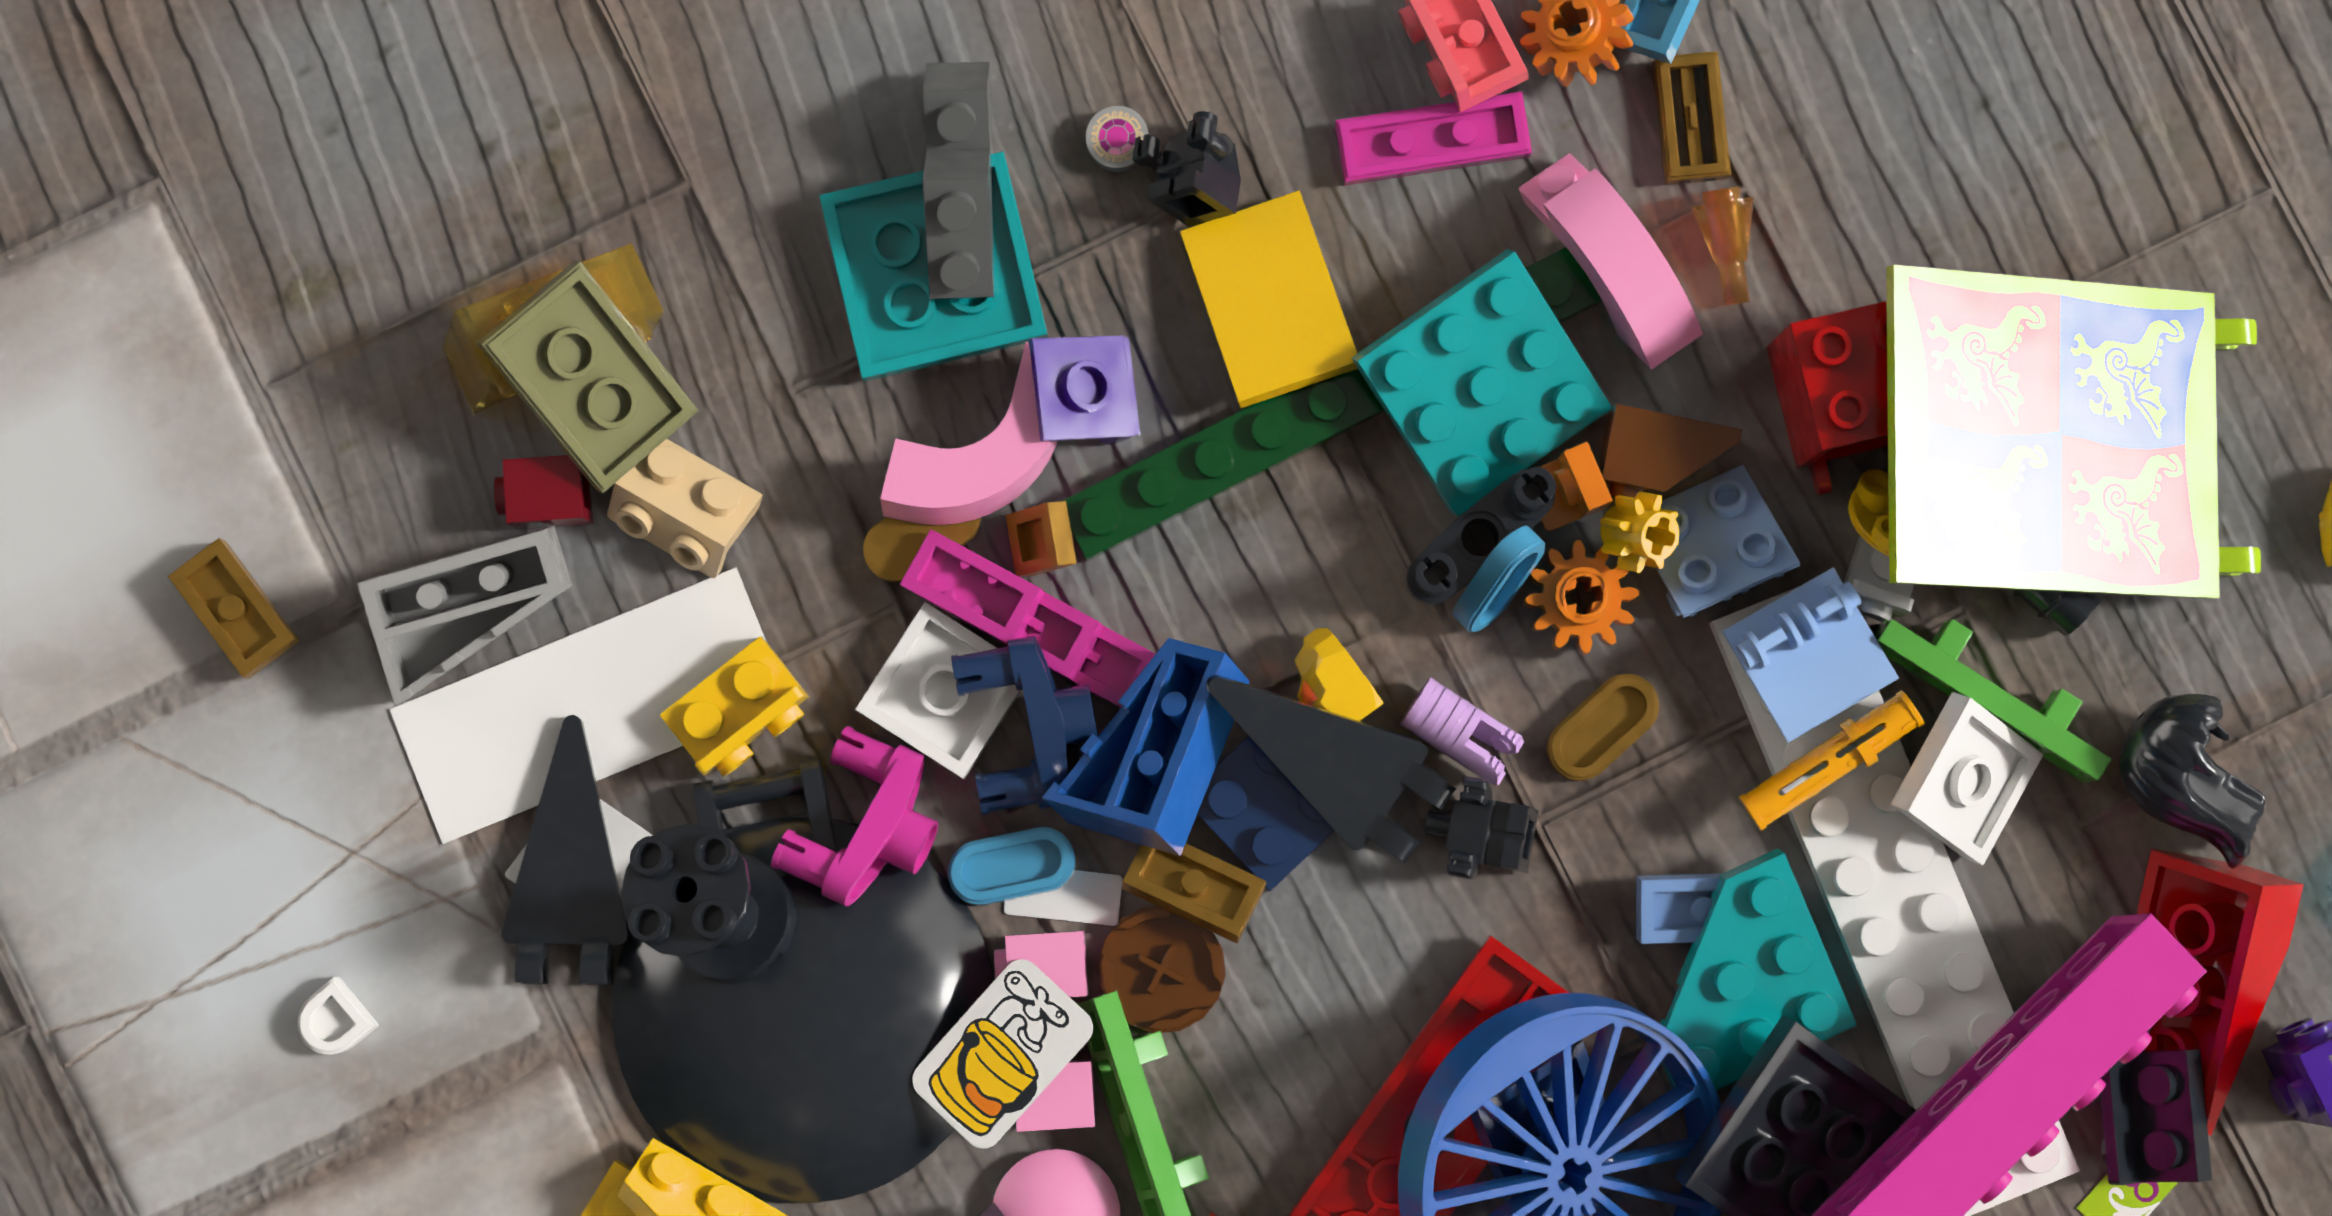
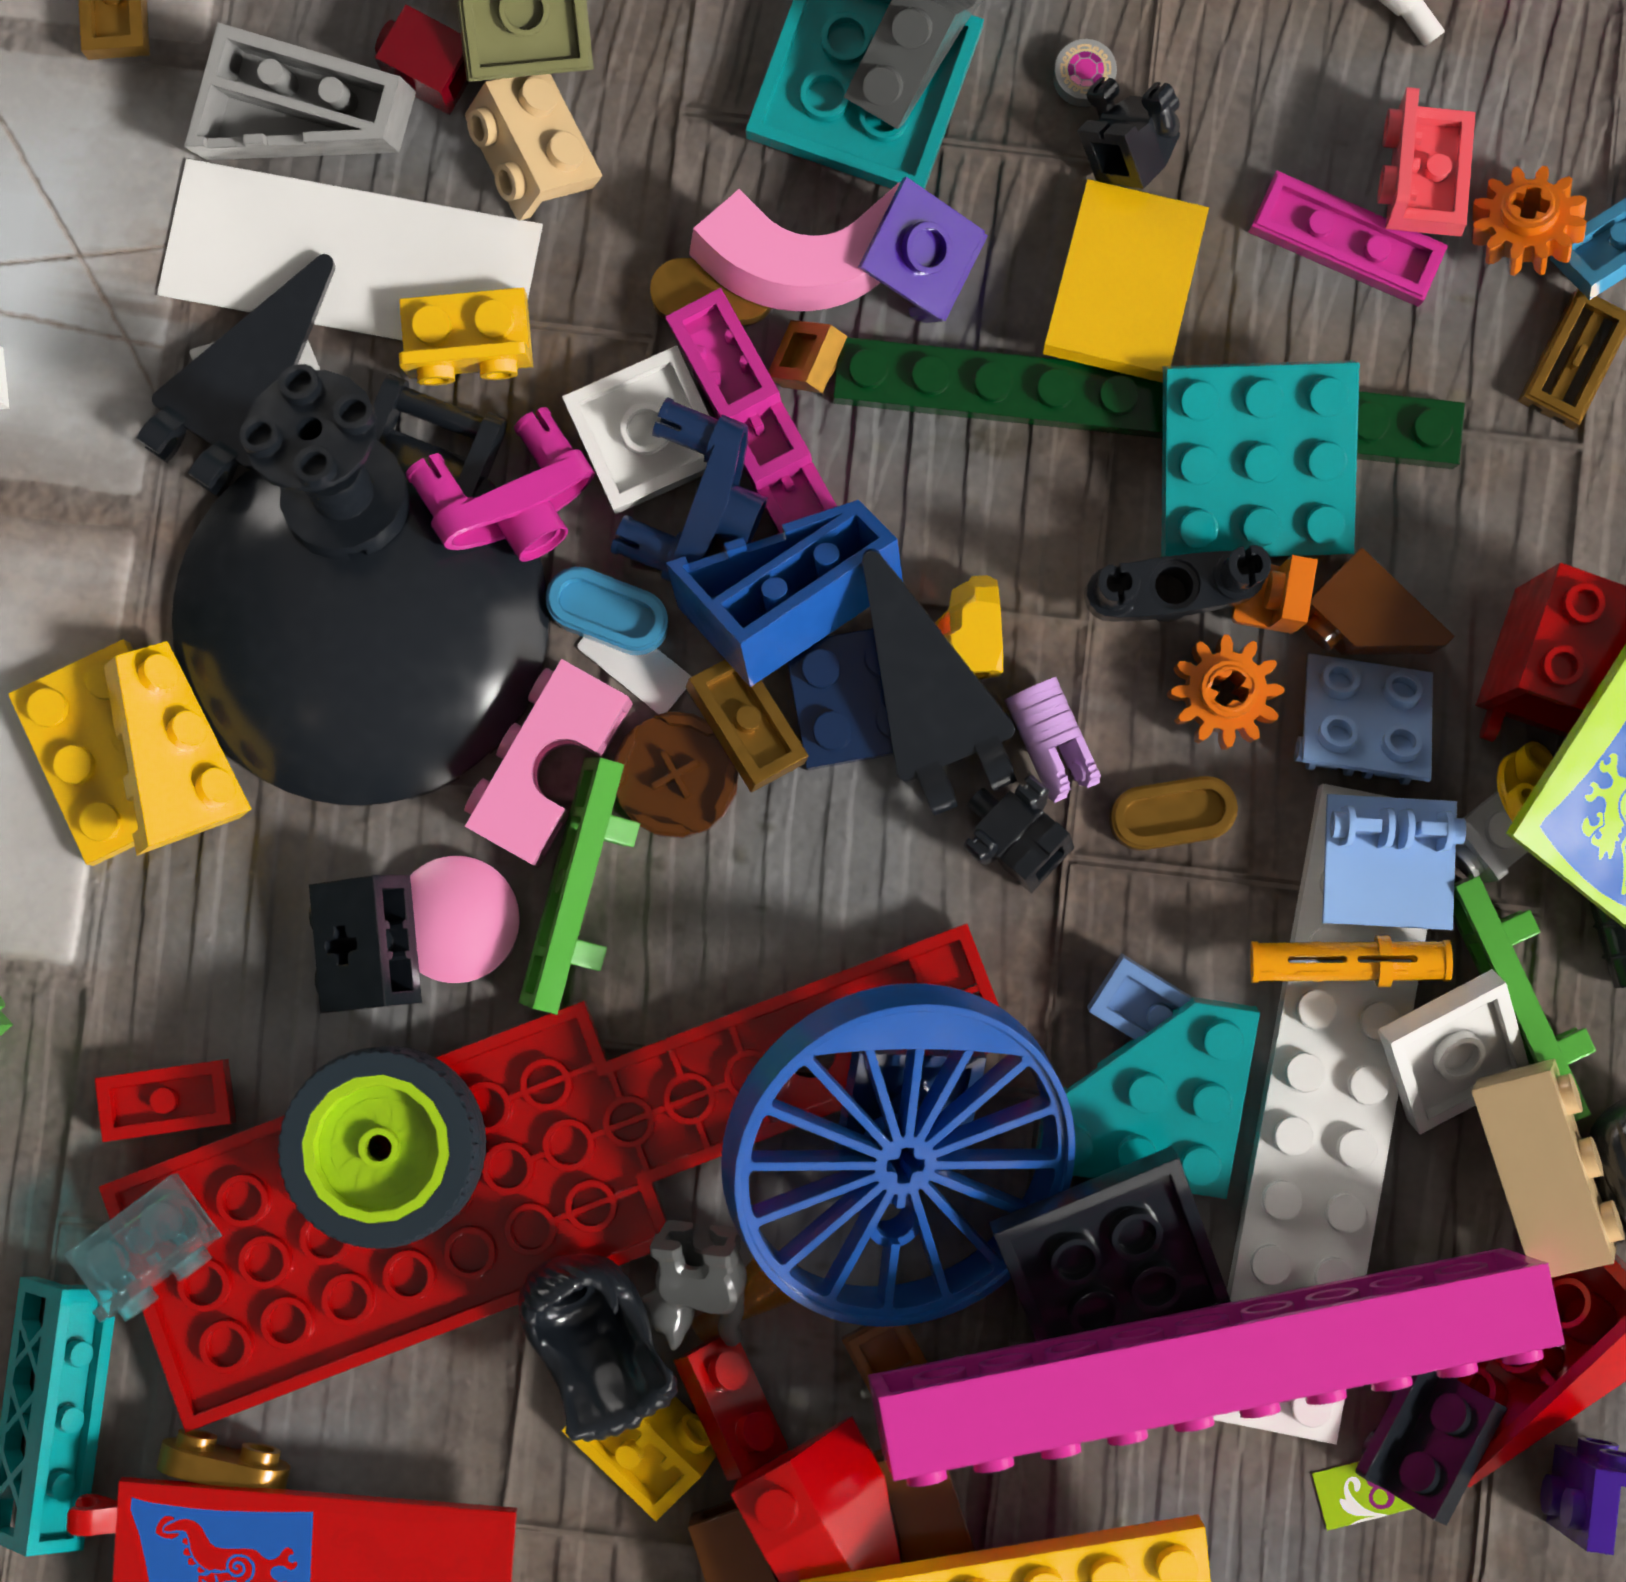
camera: 30 degrees right, 0 degrees up
(1002, 1053) = (495, 754): sticker -> none
(1499, 579) = (1167, 630): dark azure tile -> none
(1617, 257) = (1443, 430): bright pink arch -> none
(1639, 531) = (1312, 665): yellow gear -> none
(1726, 230) = (1547, 464): clear orange cone -> none
(2103, 828) = (1548, 1167): none -> tan brick

